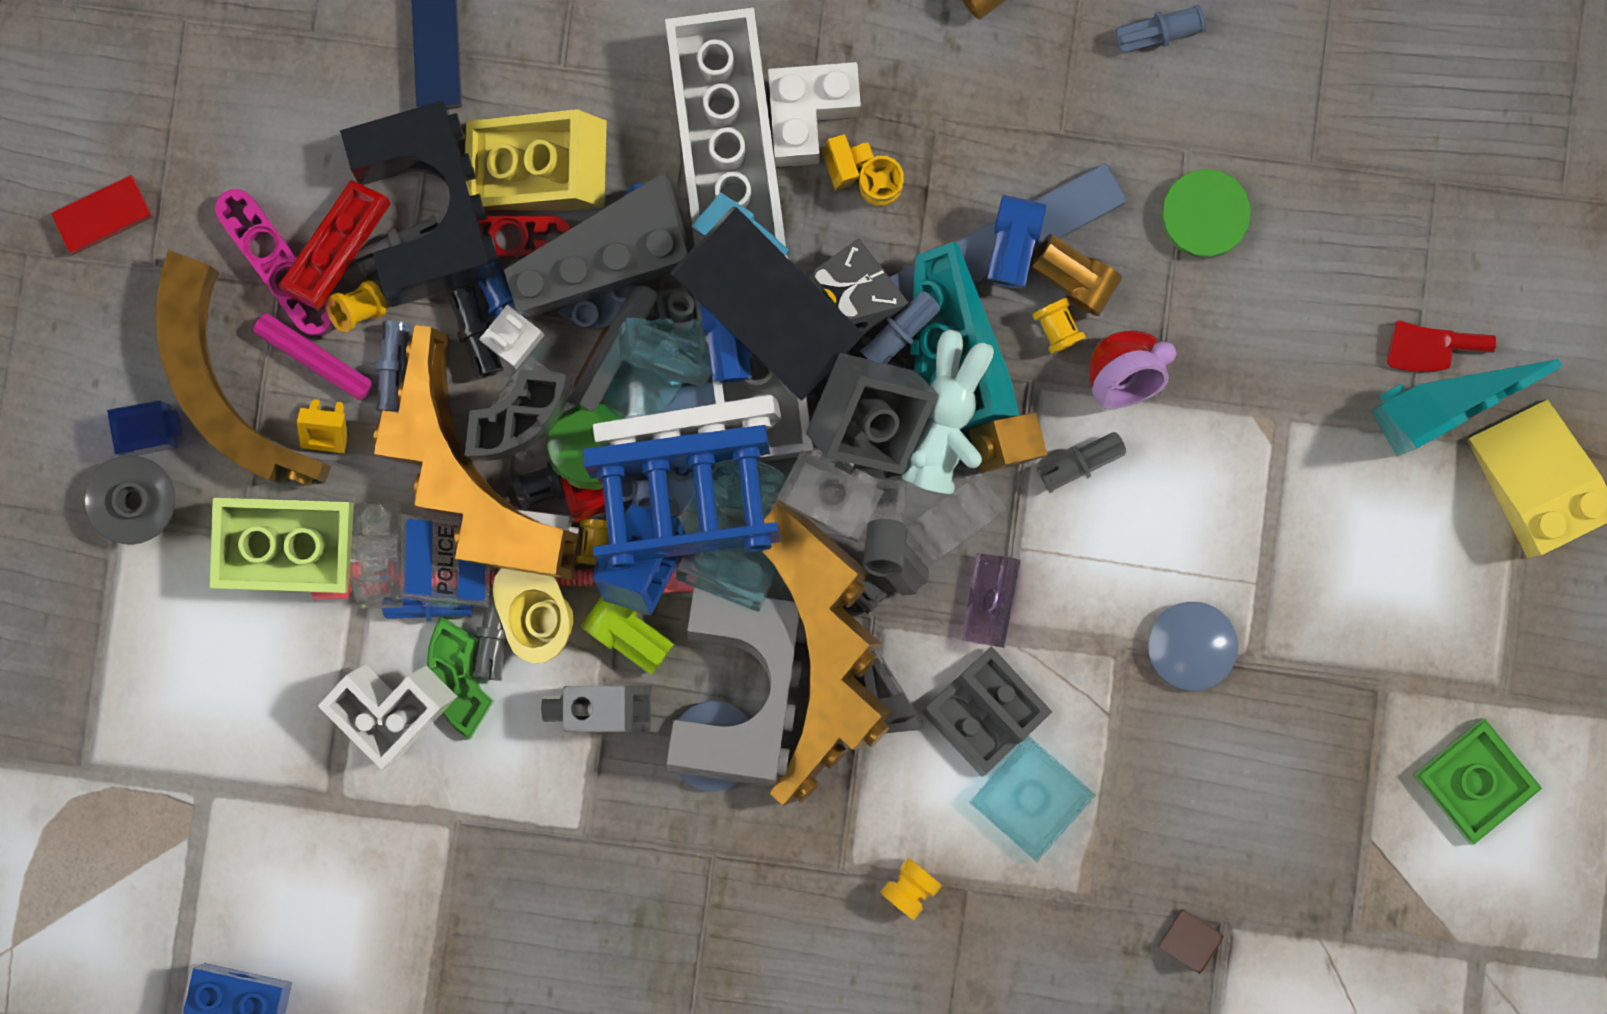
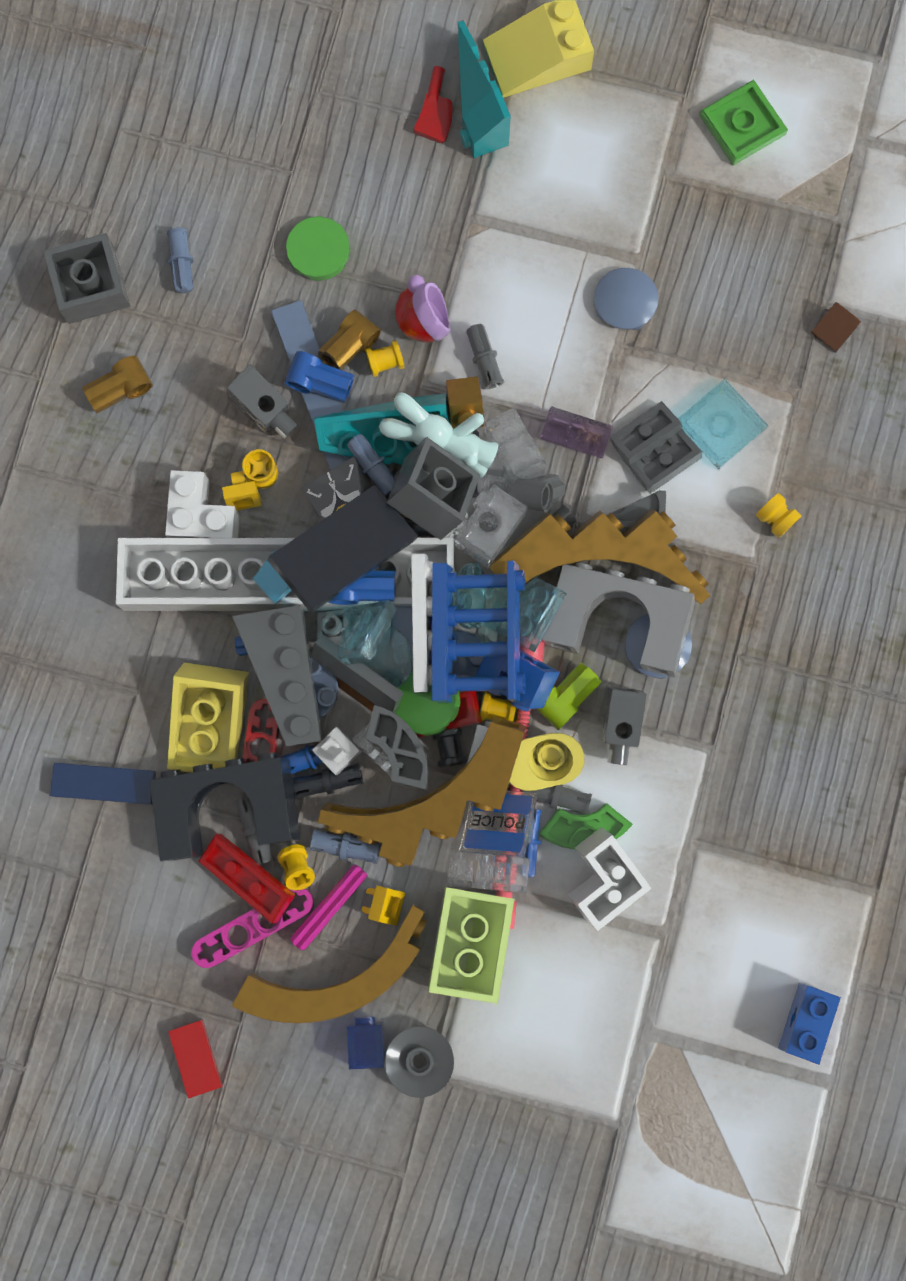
camera: 80 degrees left, 5 degrees down
(978, 150) = (251, 392): none -> dark grey torso

